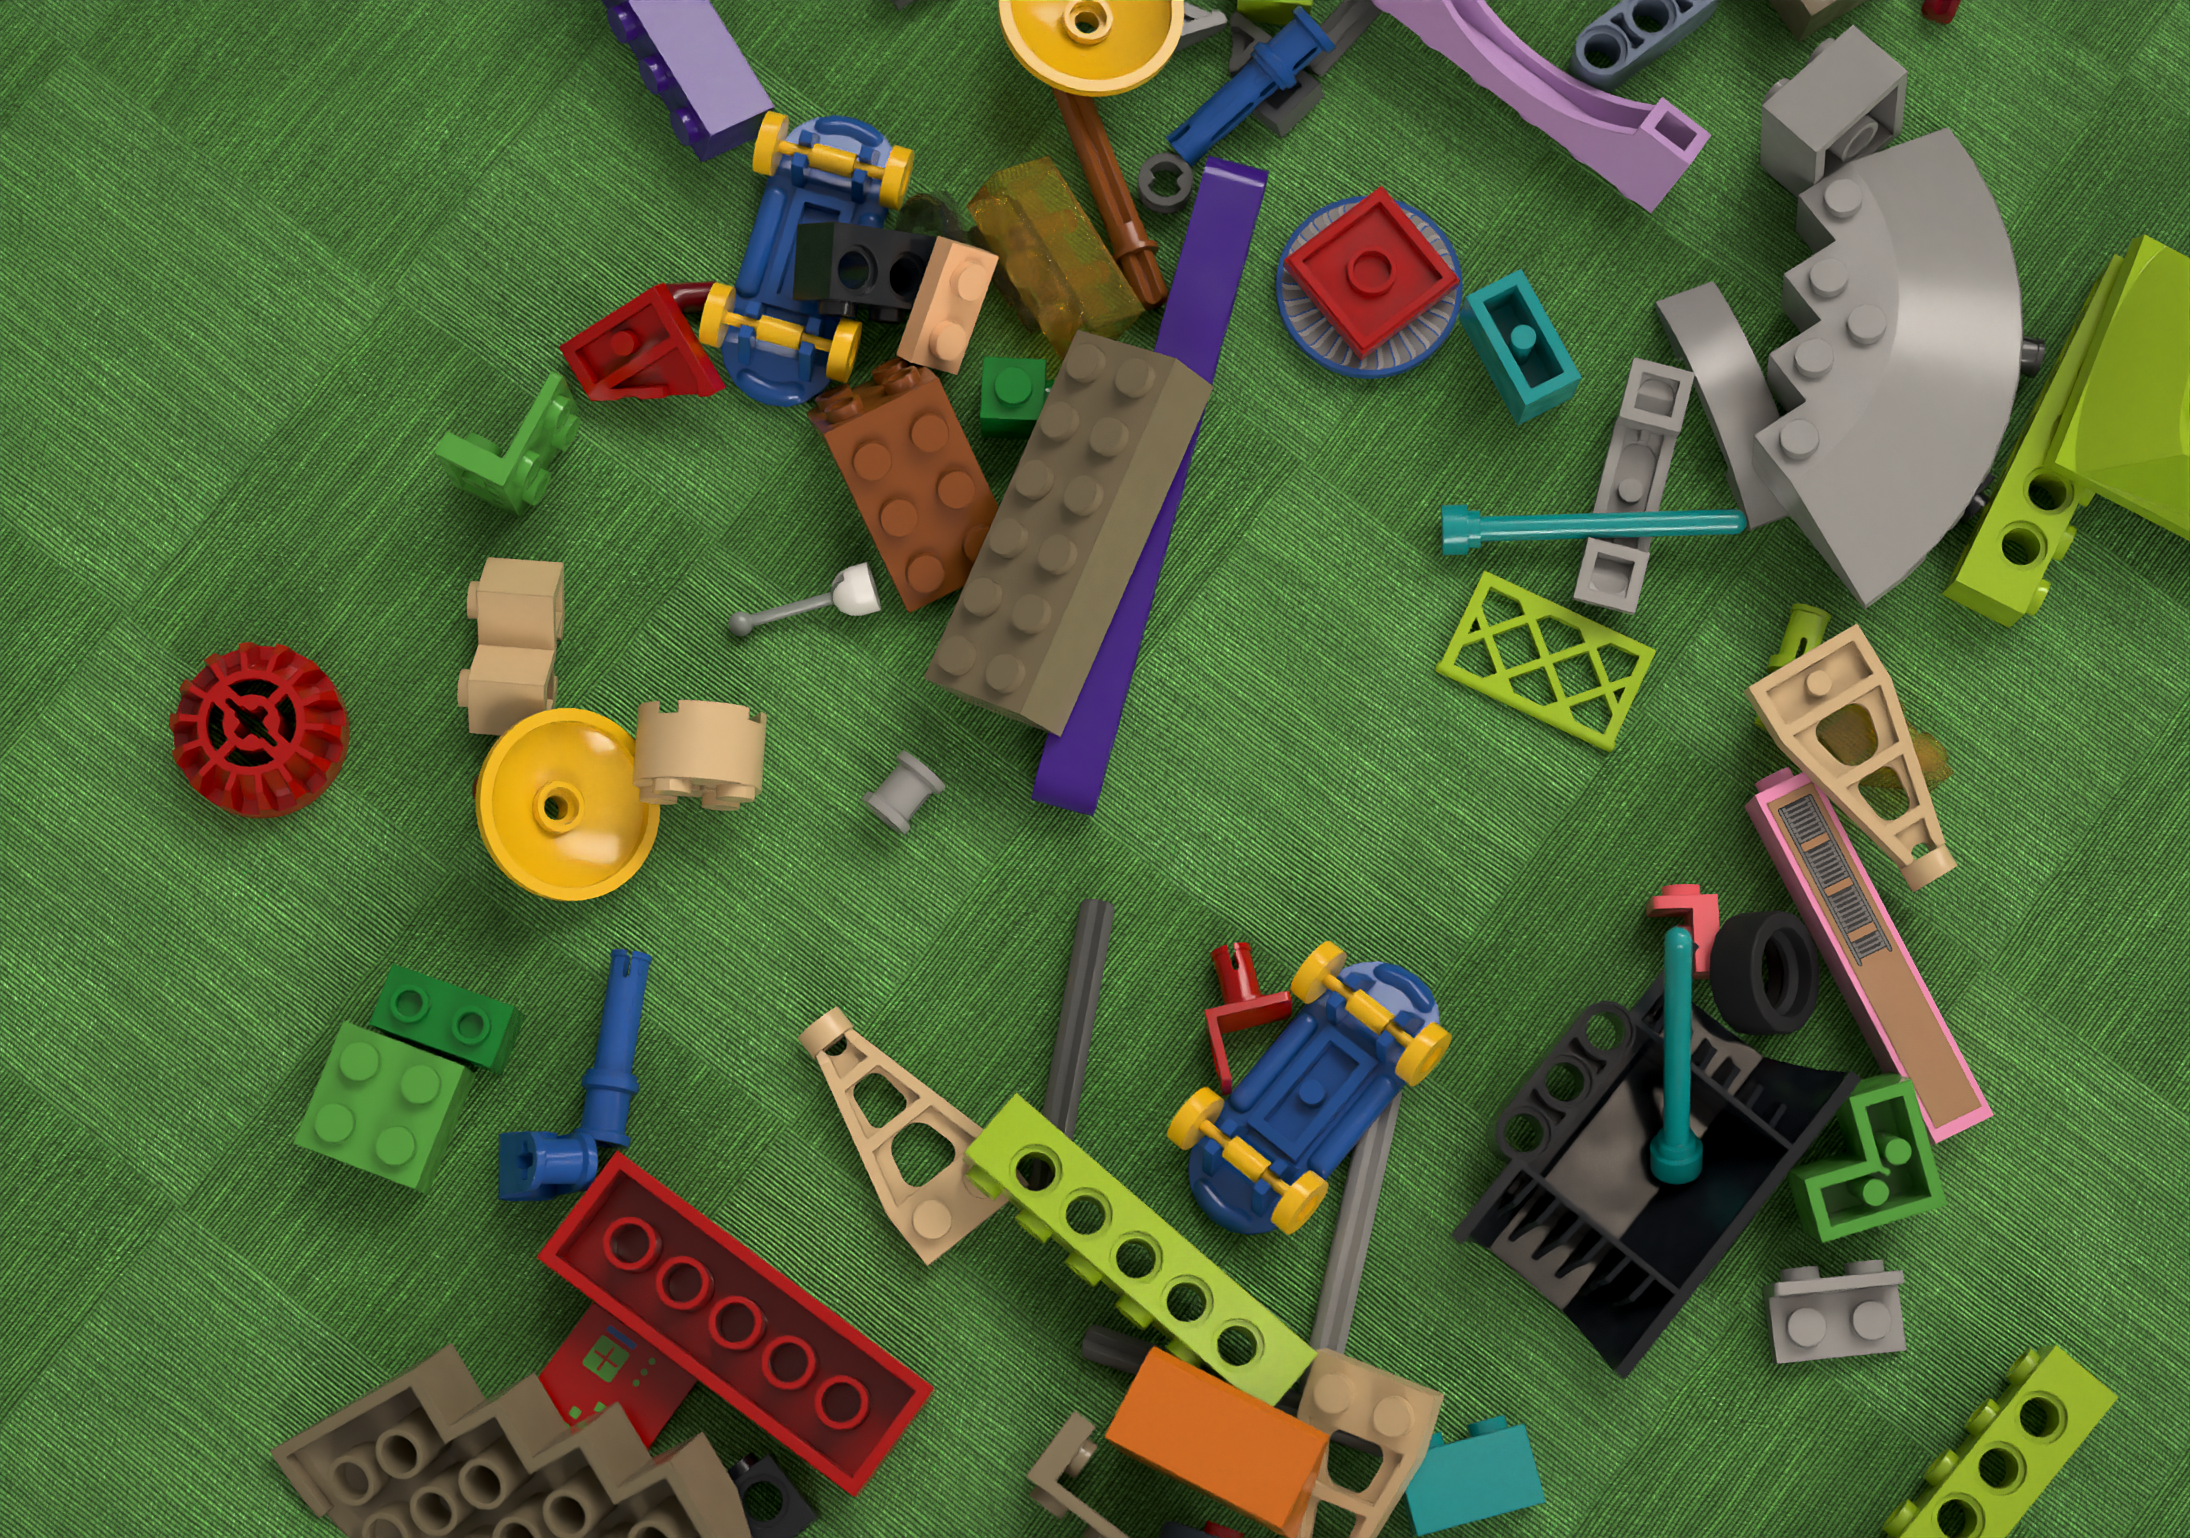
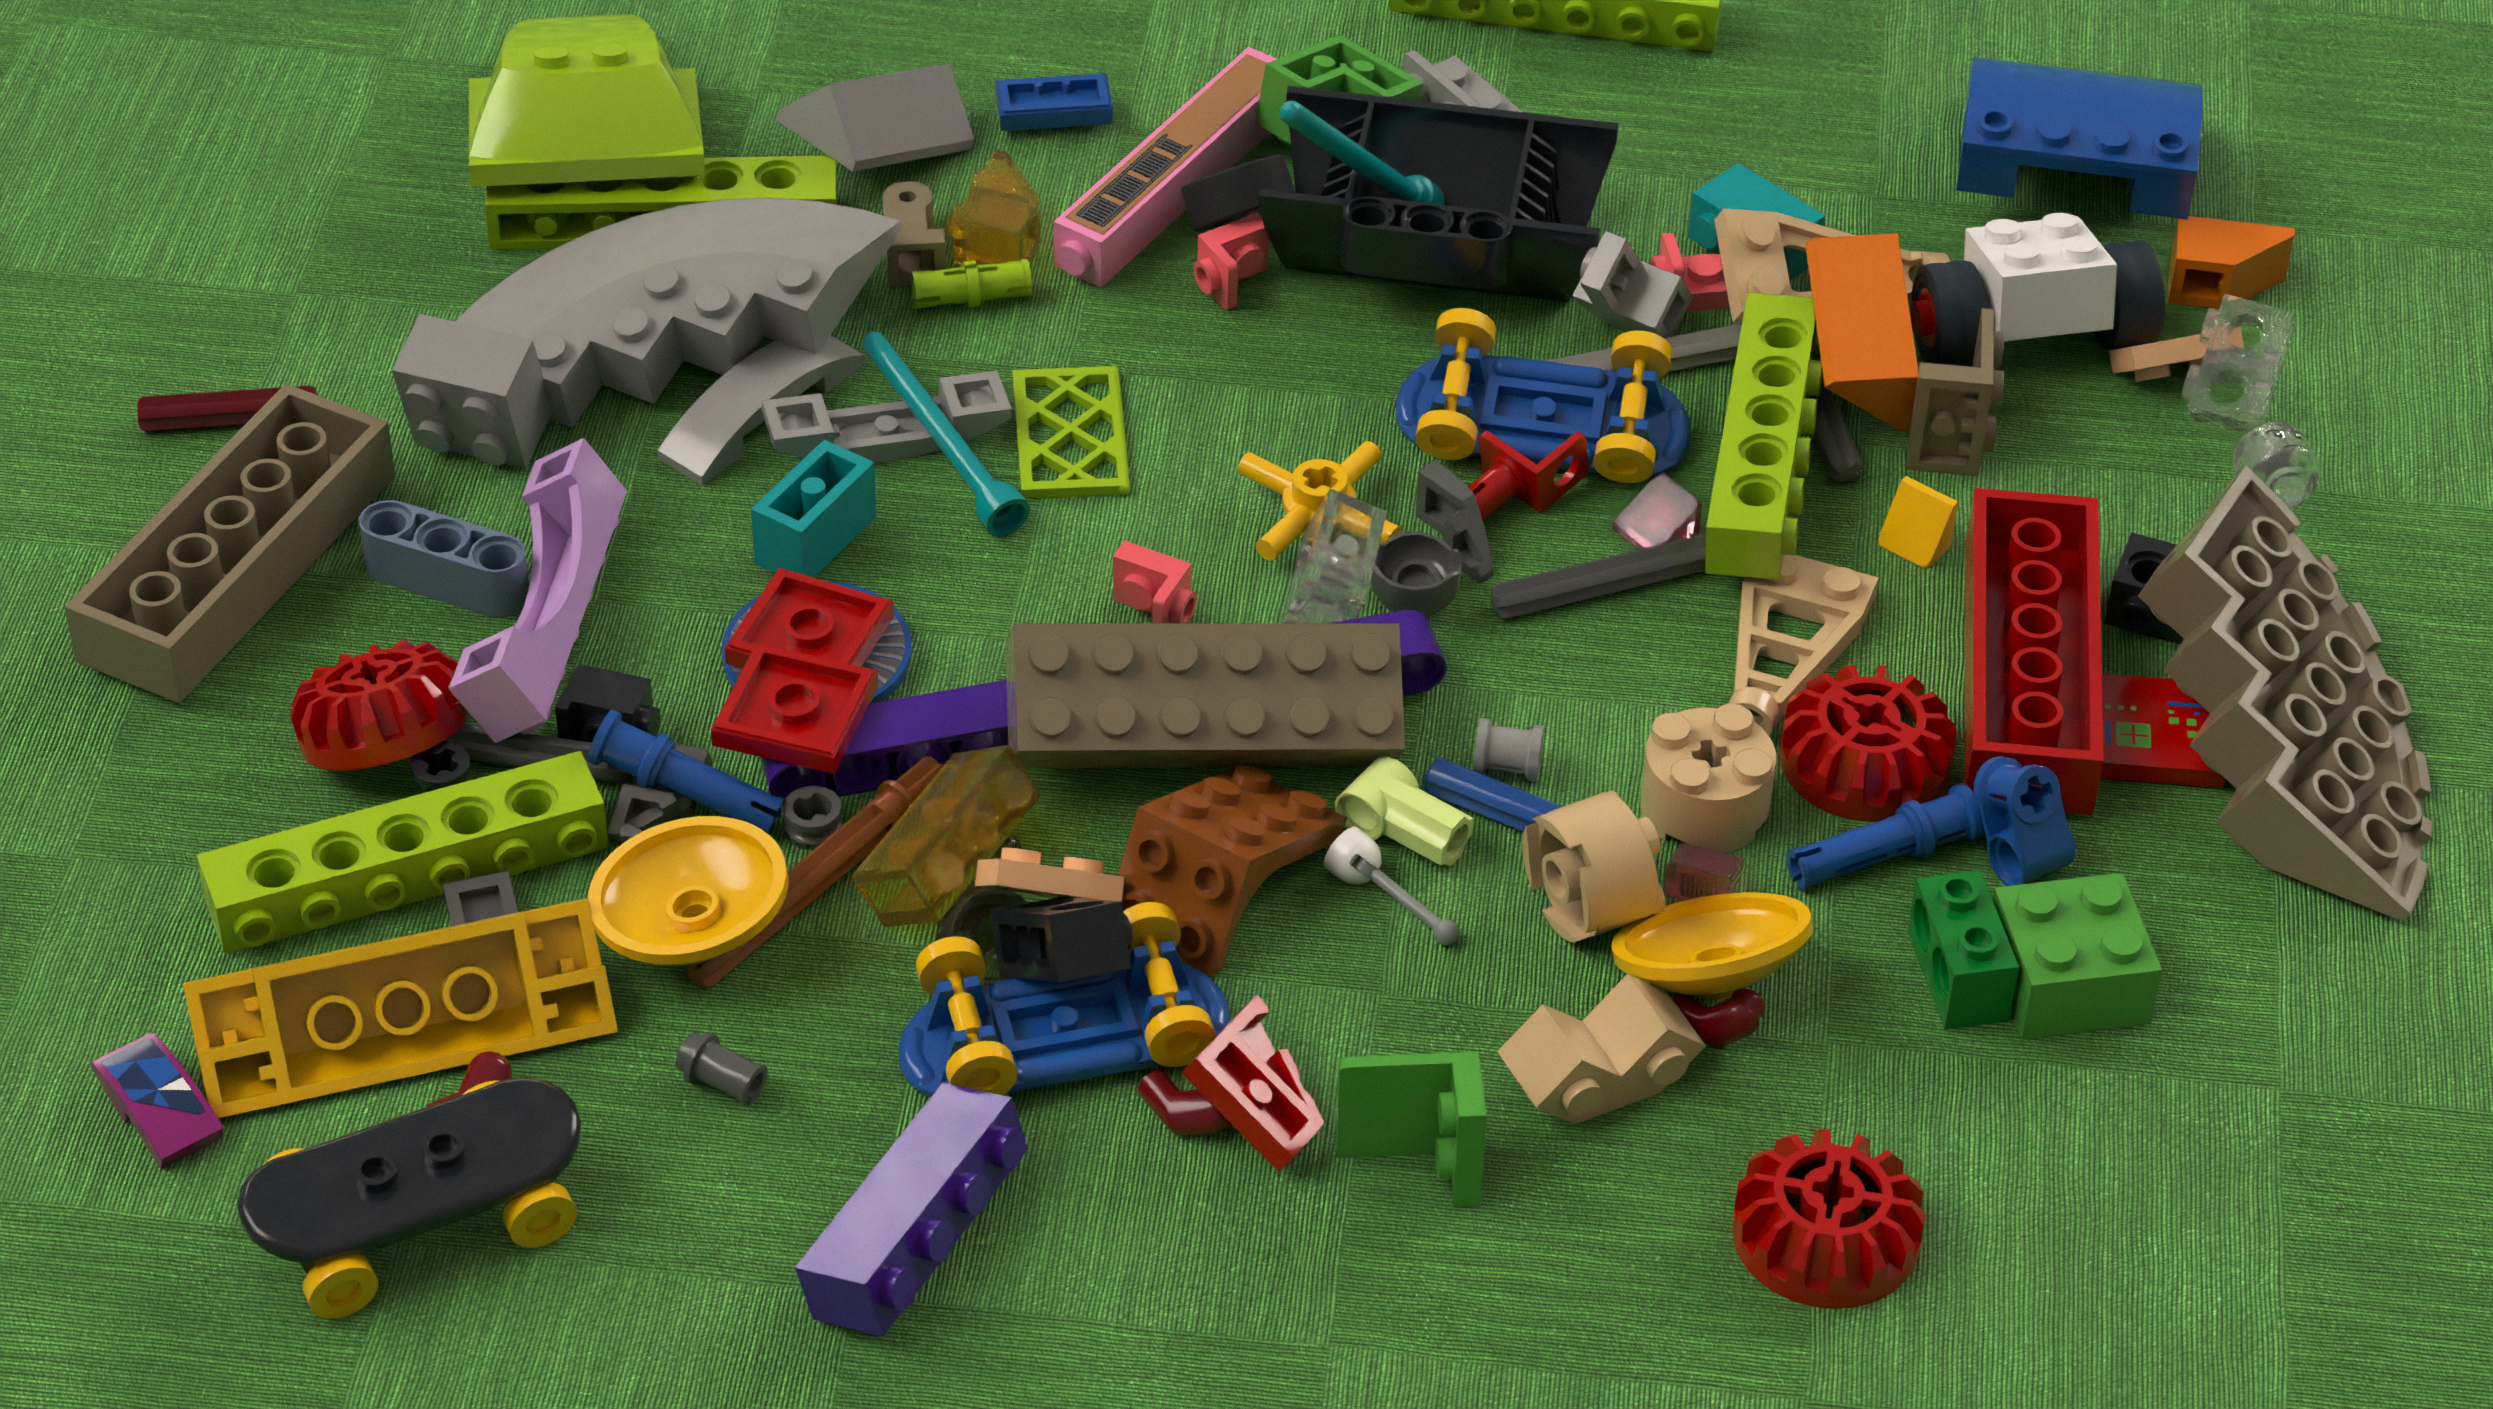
camera: 120 degrees left, 35 degrees down
(677, 877) = (1701, 873): none -> slope
(741, 900) = (1708, 777): none -> tan brick
(791, 1095) = (1853, 752): none -> red gear
(842, 763) = (1484, 795): none -> blue axle
(890, 655) = (1390, 803): none -> yellowish green piece
(971, 1349) = (1919, 523): none -> yellow slope
(1012, 396) = (1096, 812): green brick -> none
(1119, 1115) = (1659, 514): none -> slope
(1156, 836) = (1416, 573): none -> dark grey hair
(1189, 925) = (1454, 512): none -> dark grey slope
(1194, 760) = (1335, 561): none -> clear brick
(1260, 197) = (794, 708): none -> red tile
(1279, 602) = (1153, 583): none -> coral bracket
(1316, 791) = (1305, 491): none -> yellow bar
(1371, 68) = (597, 691): none -> black brick
(1418, 1272) = (1630, 291): none -> light grey brick
(1442, 1364) = (1700, 273): none -> coral bracket
(1818, 685) = (1005, 234): tan plate -> none
(1908, 648) = (918, 243): none -> dark tan leg
(2038, 899) = (1053, 102): none -> blue plate
(2069, 694) = (883, 118): none -> light grey slope

